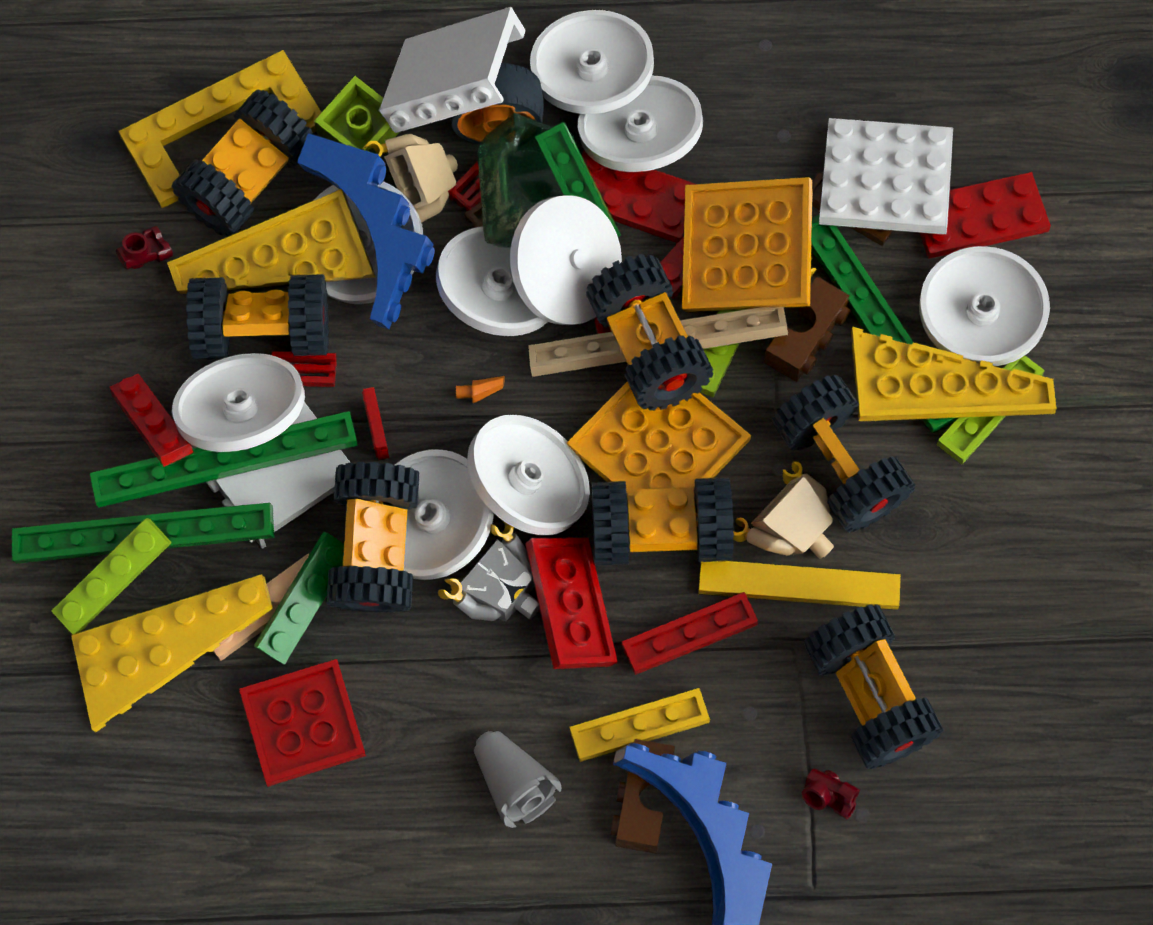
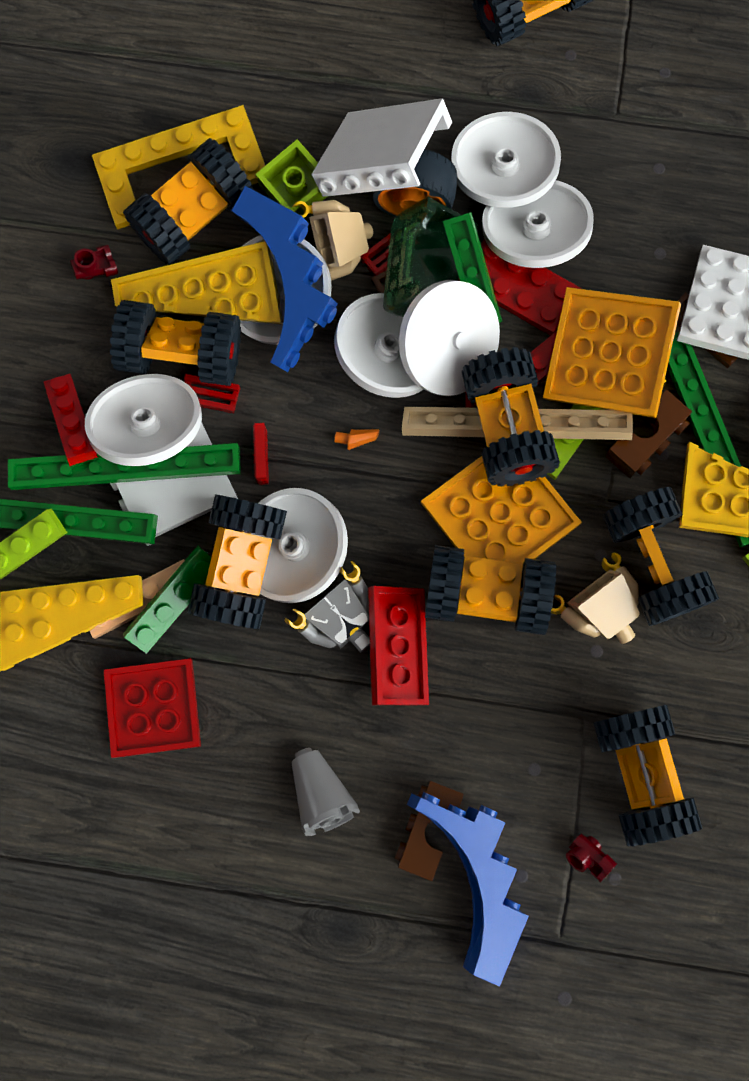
camera: 15 degrees right, 10 degrees up
(528, 475) = (381, 527): white dish -> none
(641, 722) = (437, 764): yellow plate -> none
(689, 633) = (496, 690): red plate -> none
(800, 584) = (601, 663): yellow tile -> none

